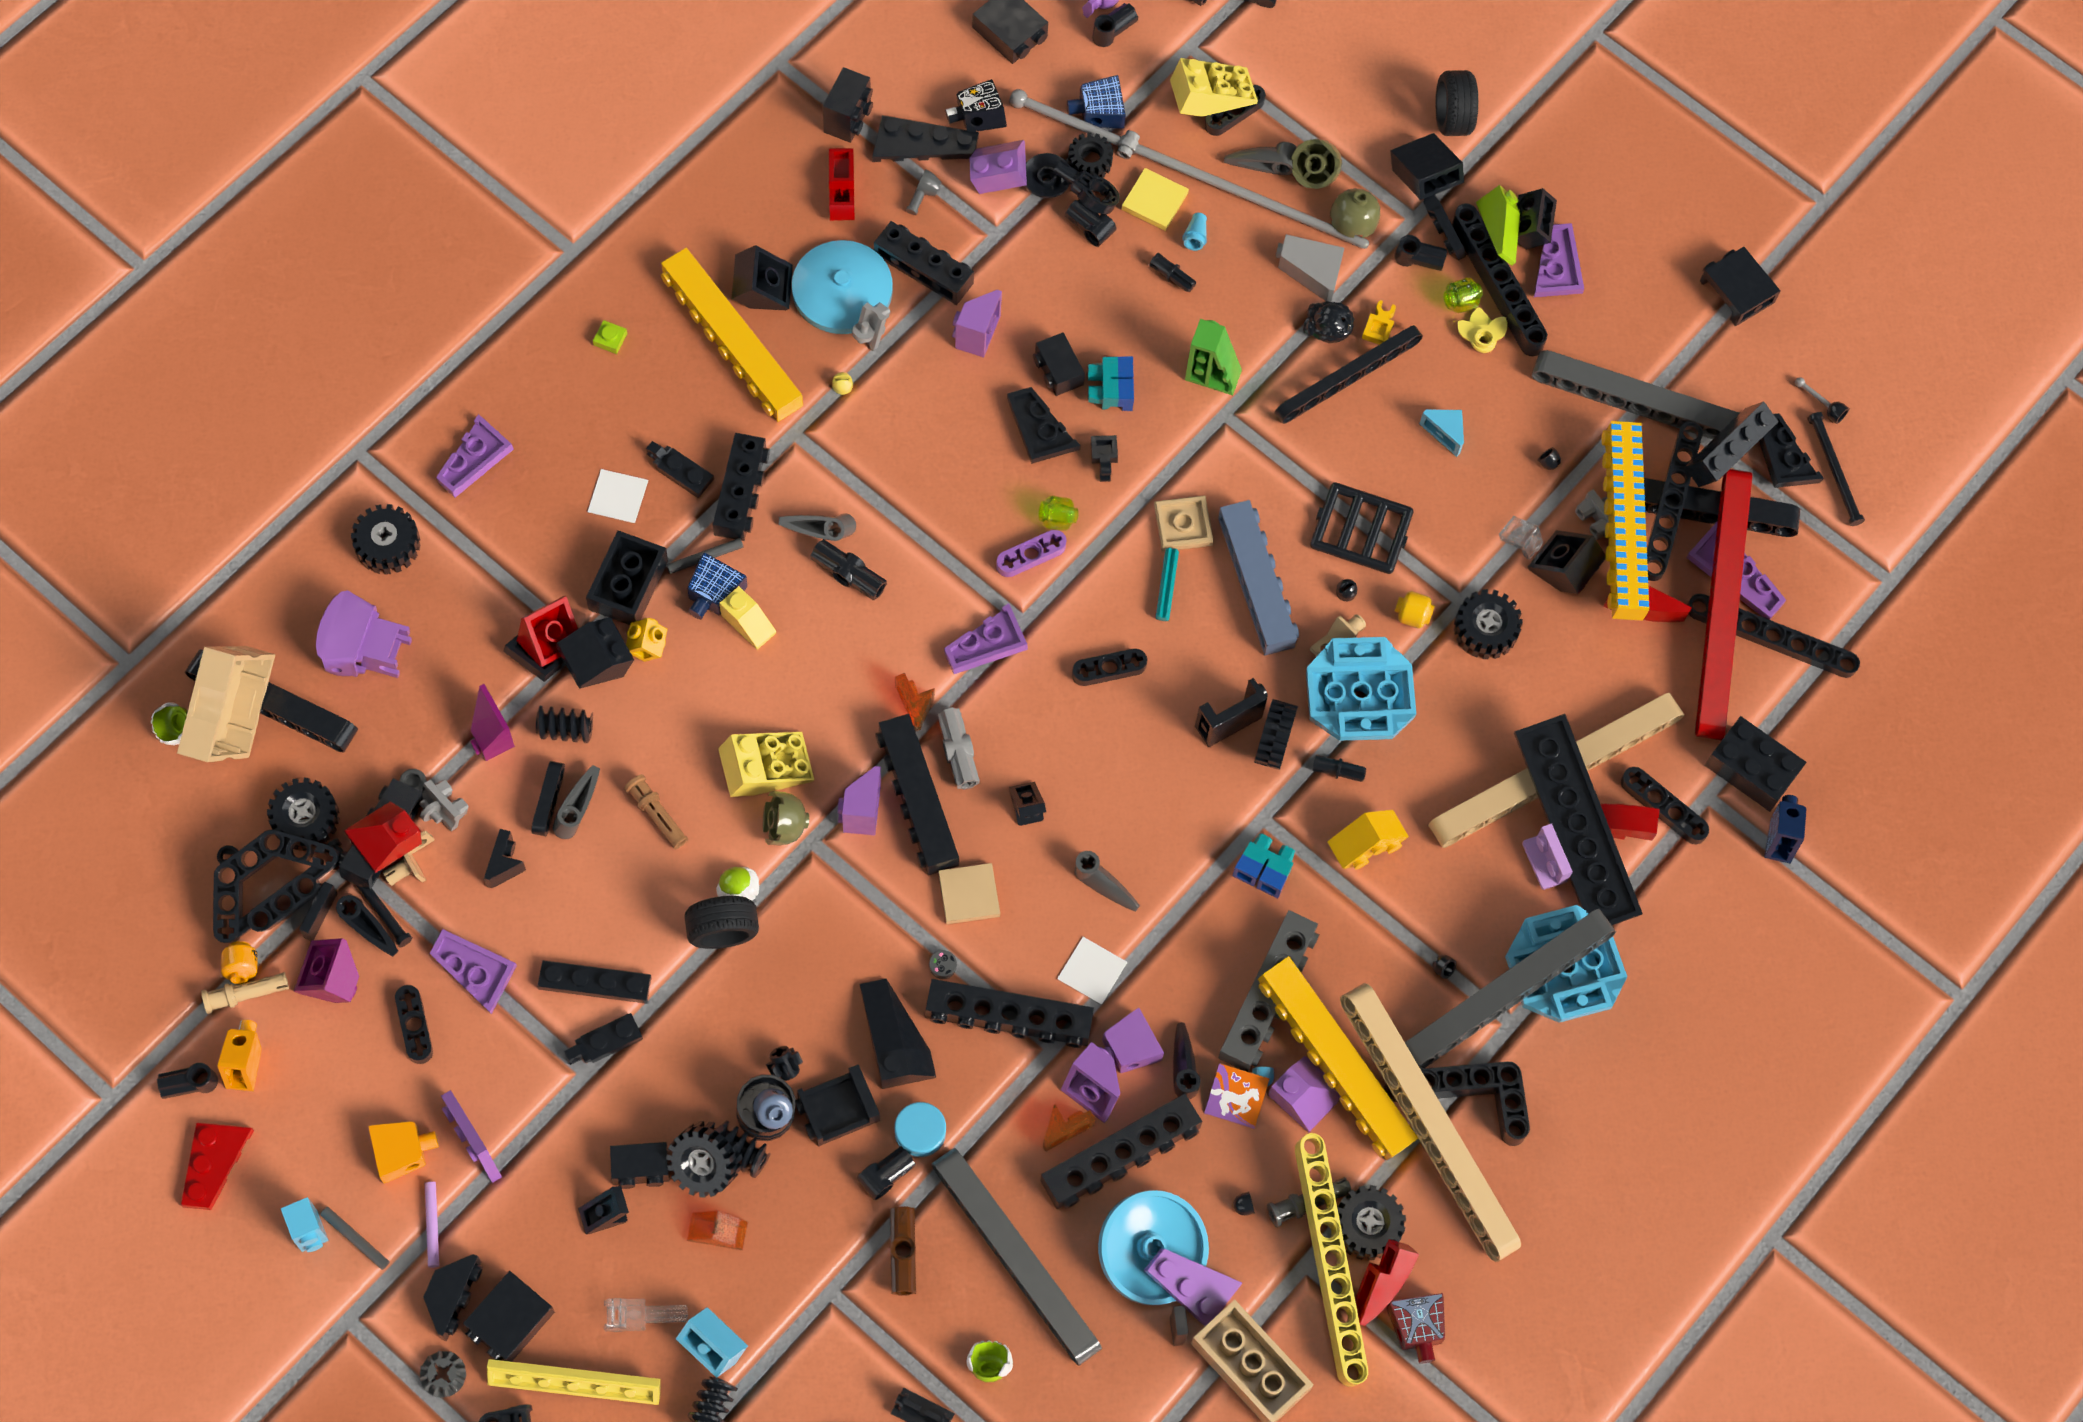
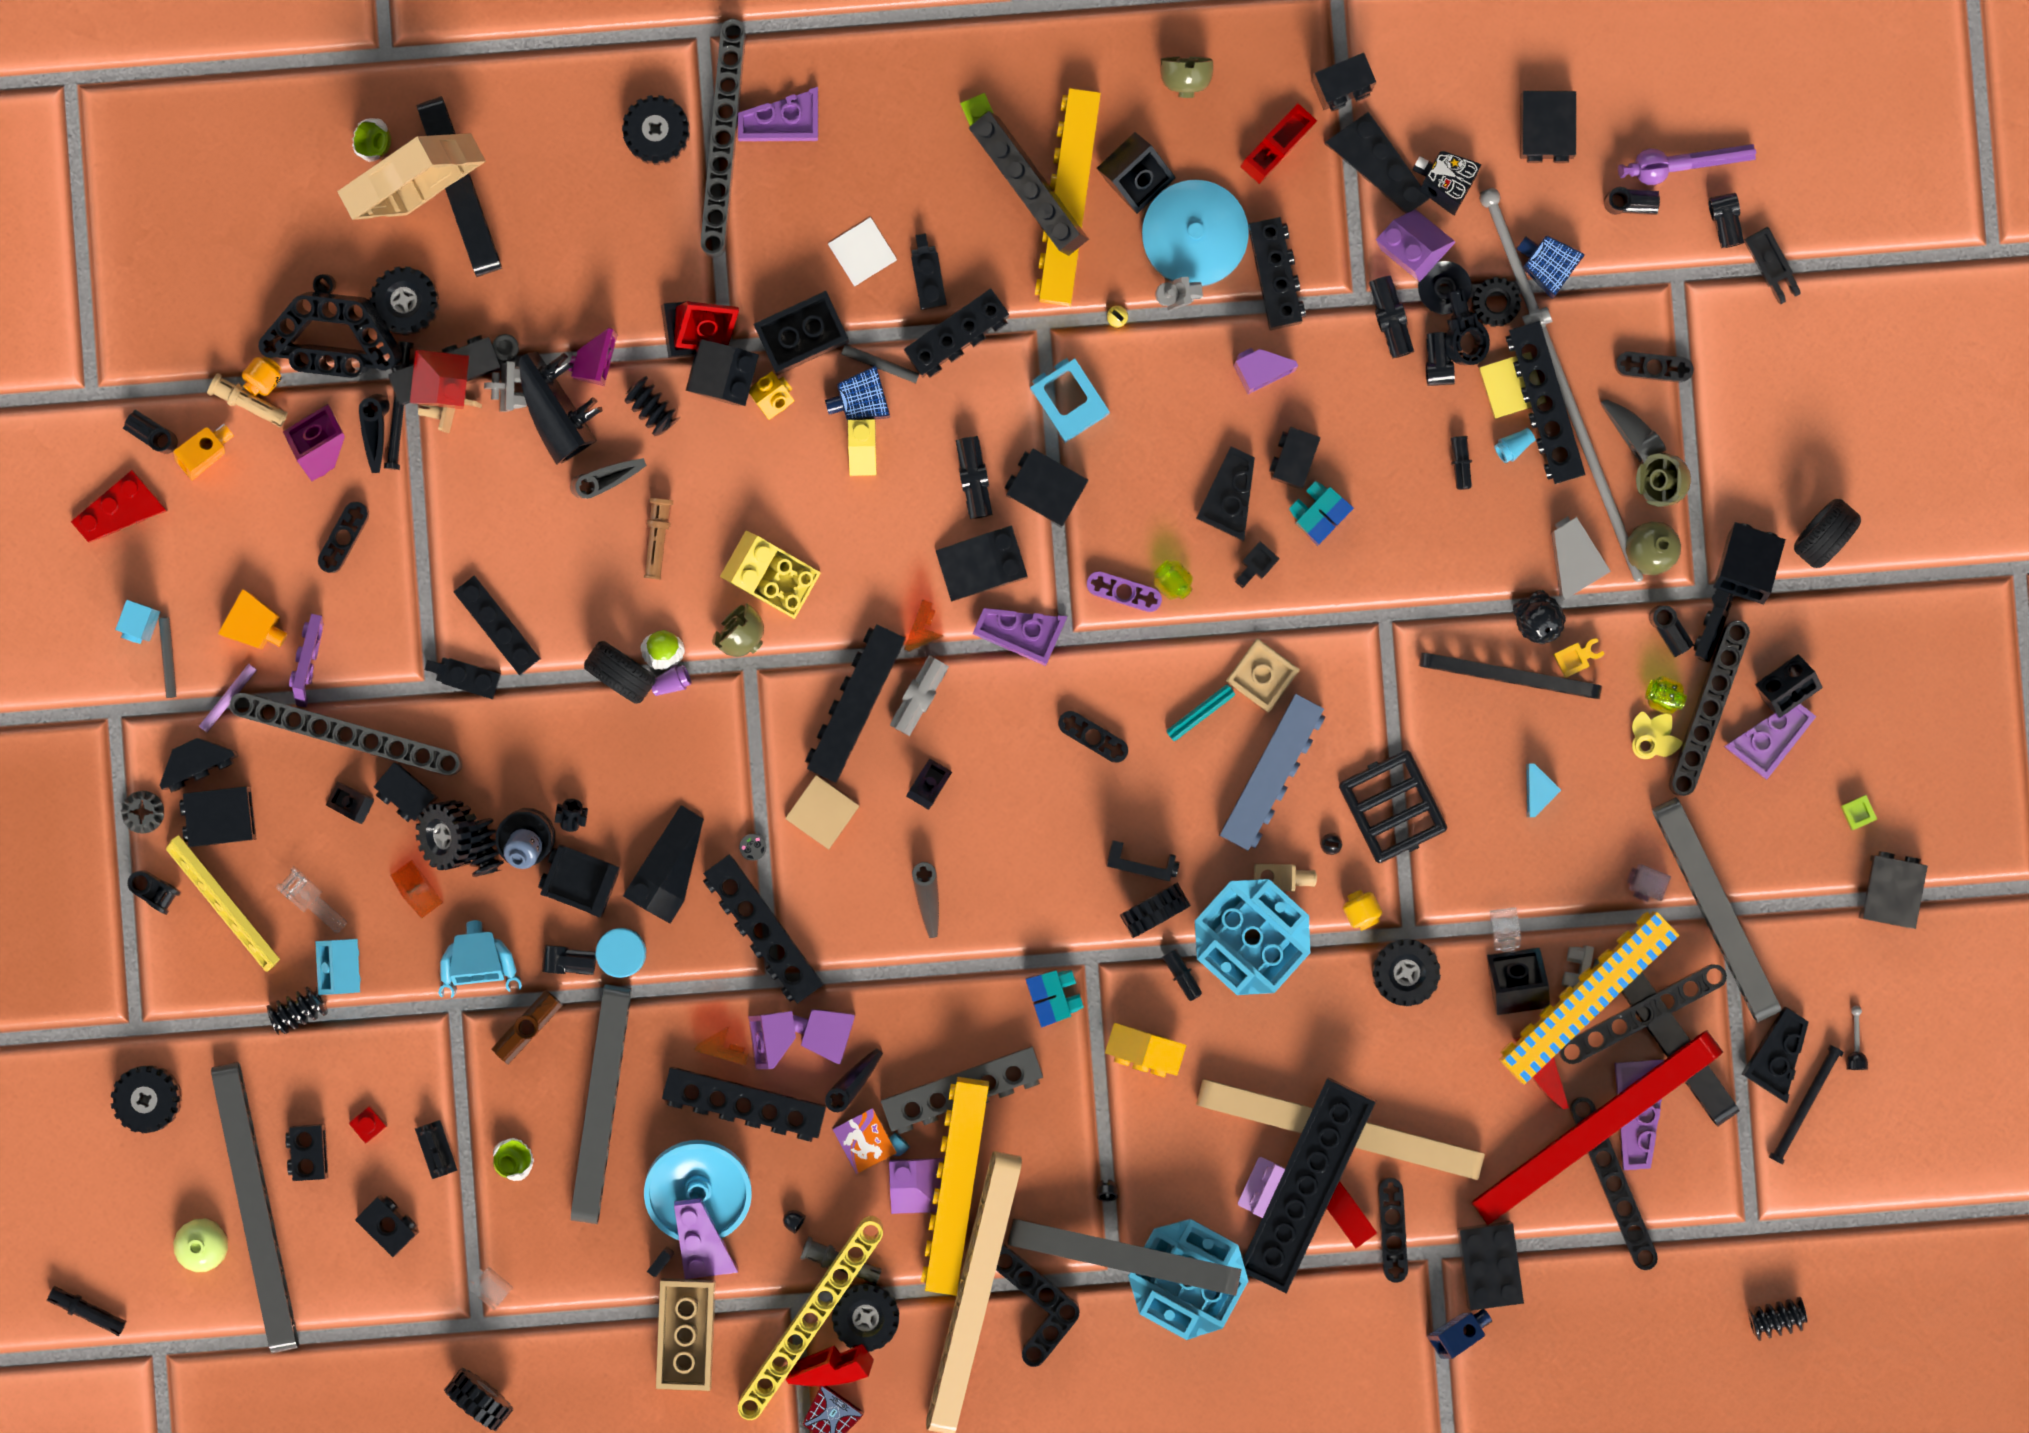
camera: 50 degrees right, 20 degrees up
(318, 911) = (349, 388): black tile -> none
(354, 634) = (561, 195): medium lavender piece -> none
(444, 514) = (720, 125): none -> dark grey beam
(474, 967) = (422, 534): medium lavender wing -> none
(500, 866) = (506, 474): black slope -> none
(504, 795) = (553, 414): none -> black piece
(543, 1175) = (333, 730): none -> dark grey beam
(548, 798) = (588, 453): black beam -> none
(694, 341) = (1028, 183): none -> black brick
(734, 190) = (1186, 74): none -> olive cylinder
(766, 900) = (672, 681): none -> medium lavender cone
(815, 1234) = (476, 959): none -> medium azure torso
(821, 526) = (985, 424): dark grey piece -> none
(860, 804) = (804, 676): medium lavender slope -> none
(884, 465) = (1081, 417): none -> medium azure window
(906, 529) = (1046, 487): none -> black panel
(913, 619) = (981, 563): none -> black slope
(928, 186) = (1344, 208): dark grey bar -> none
(1030, 223) = (1391, 317): none -> black piece
(1092, 970) = (855, 951): white sticker -> none
(1184, 172) = (1572, 465): none -> black brick
(1211, 87) = (1651, 334): light yellow slope -> none
(1213, 358) = (1411, 571): bright green wedge -> none
(1502, 221) = (1758, 665): lime slope -> none
(1550, 459) = (1593, 888): black hinge -> none
(1581, 421) = (1648, 883): none -> brick
(1663, 259) = (1858, 812): none -> lime plate
(1731, 444) = (1732, 1016): black brick -> none
(1975, 617) = (1778, 1318): none -> black piece

